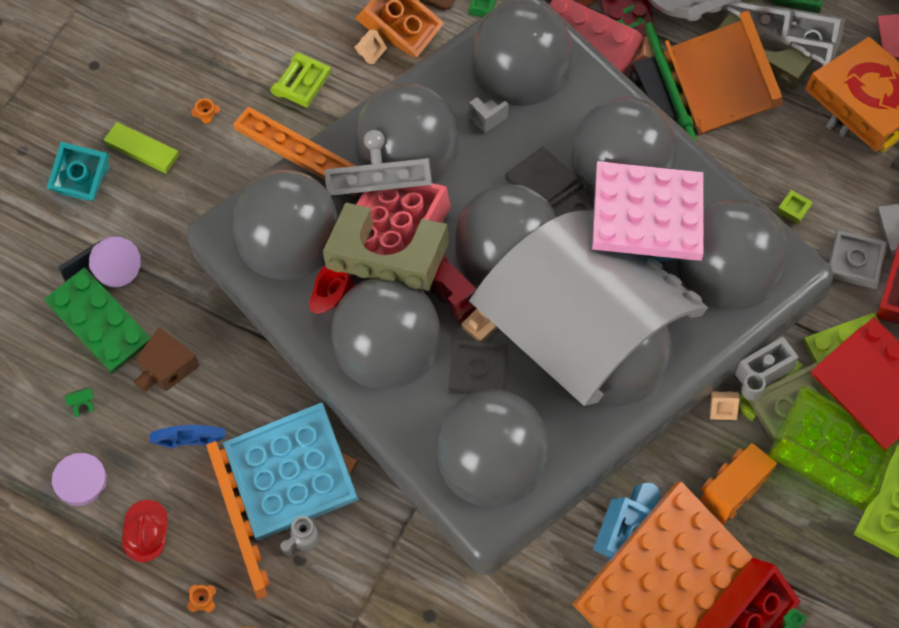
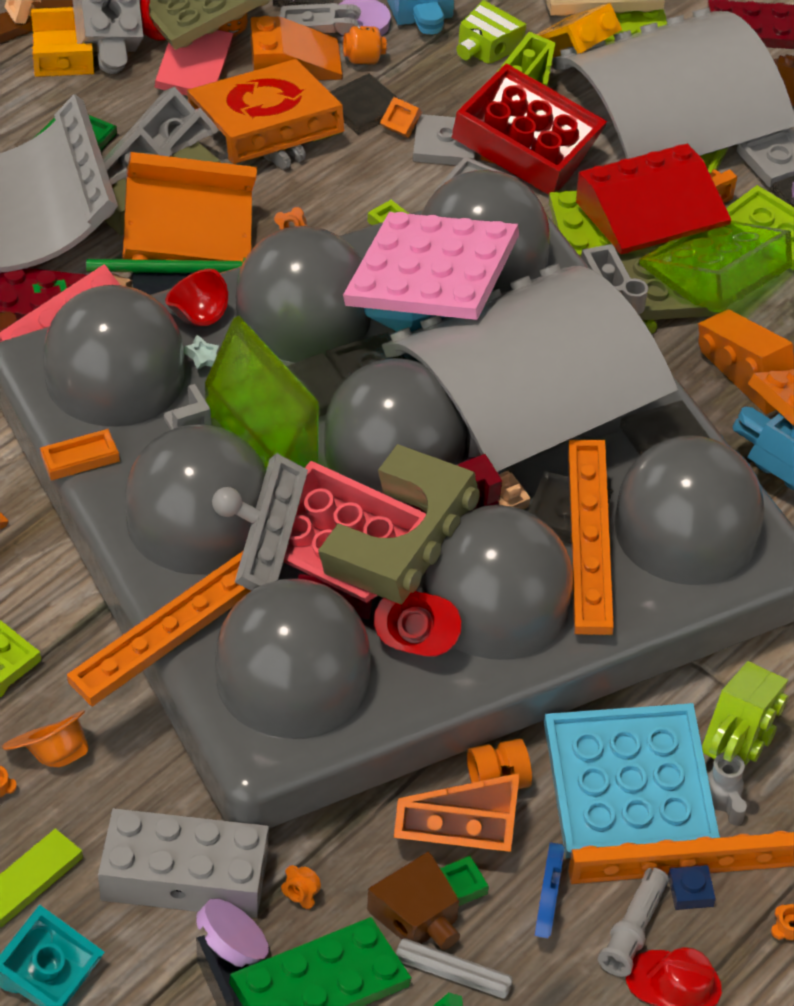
camera: 80 degrees left, 15 degrees down
(124, 395) = (454, 968): none -> light grey axle
(163, 224) = (182, 861): none -> light grey brick
(164, 293) = (301, 885): none -> orange plate
(168, 493) = (629, 934): none -> light grey pin
(188, 384) = (465, 880): none -> green plate
(219, 529) = (691, 887): none -> dark blue plate
(229, 370) = (462, 815): none -> orange wedge
(236, 139) = (55, 743): none -> orange piece
(279, 385) = (508, 759): none -> orange wheel
(350, 532) = (746, 714): none -> lime brick
(438, 62) = (79, 454): none -> orange tile
(443, 381) = (590, 538): none -> orange plate
(490, 152) = (261, 398): none -> clear neon green slope
(553, 106) = (201, 352): none -> light aqua piece
(576, 426) = (660, 424): none -> clear smoke tile
(596, 85) = (199, 298): none -> red helmet
(759, 144) = (296, 216): none -> orange plate

